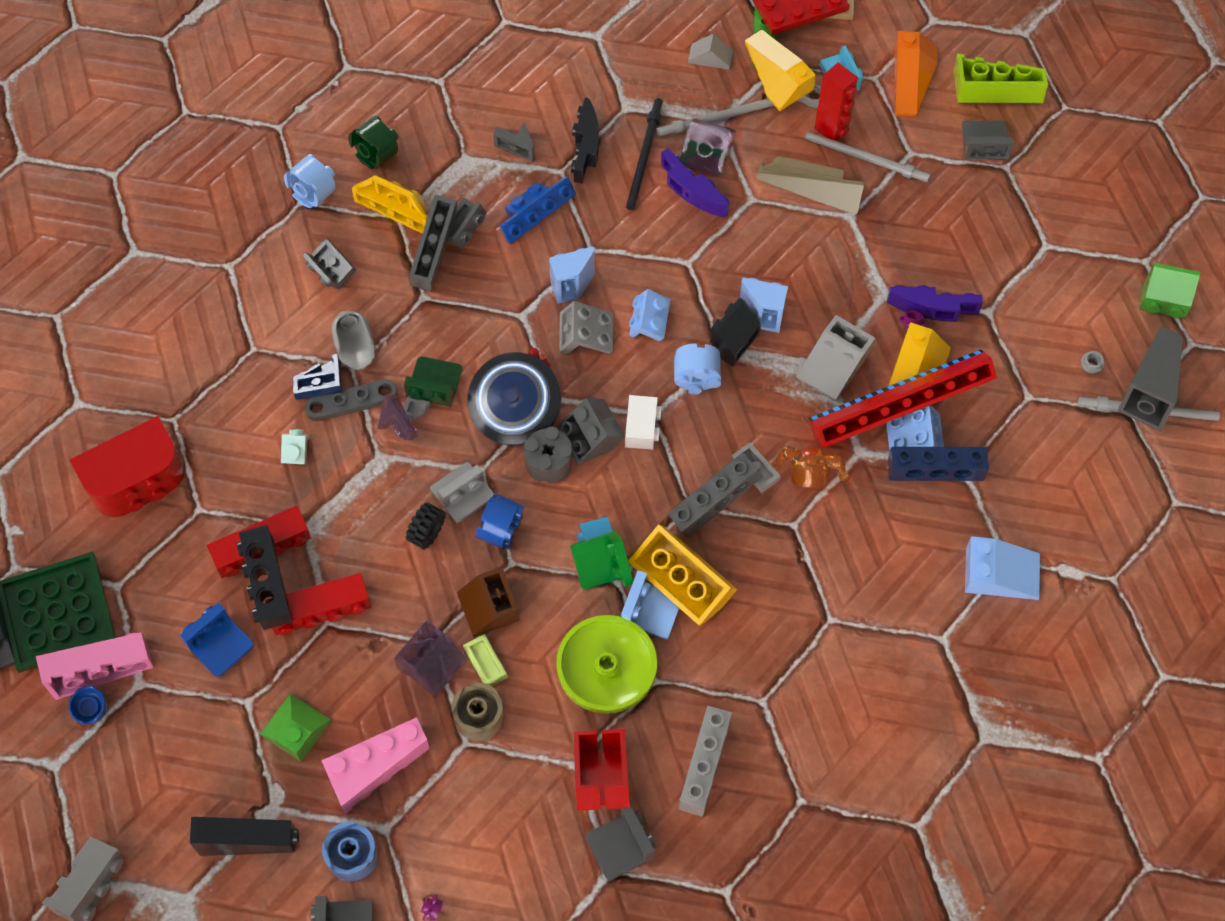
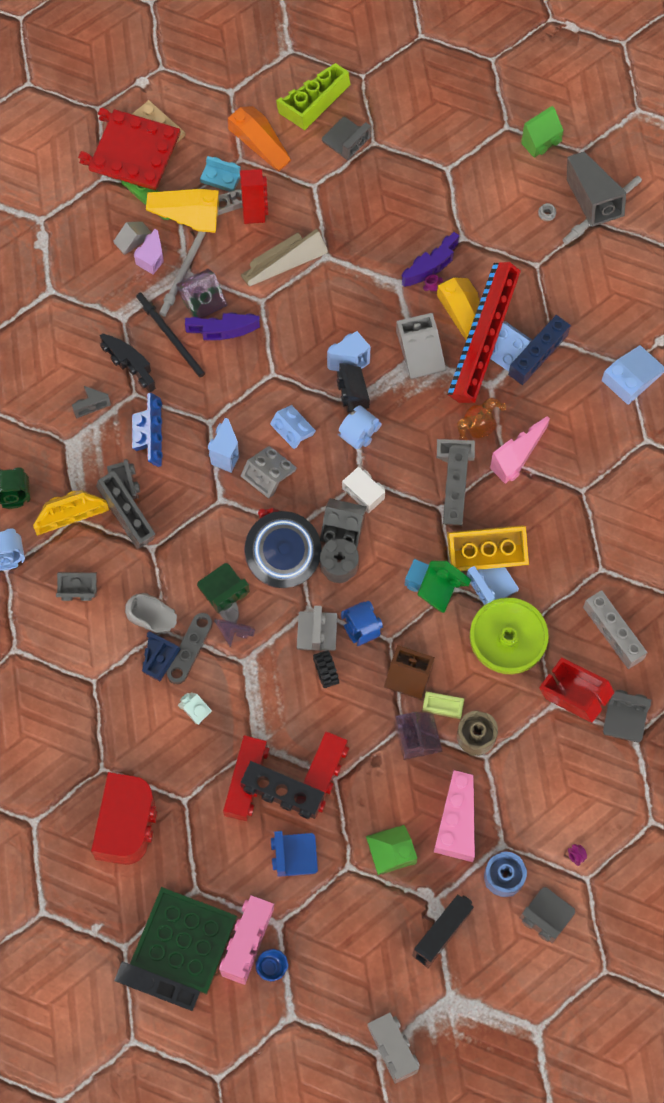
camera: 50 degrees left, 5 degrees up
(708, 78) = (150, 254): none -> lavender slope
(799, 525) = (511, 456): none -> bright pink wedge
(907, 170) = (326, 198): light grey bar -> none

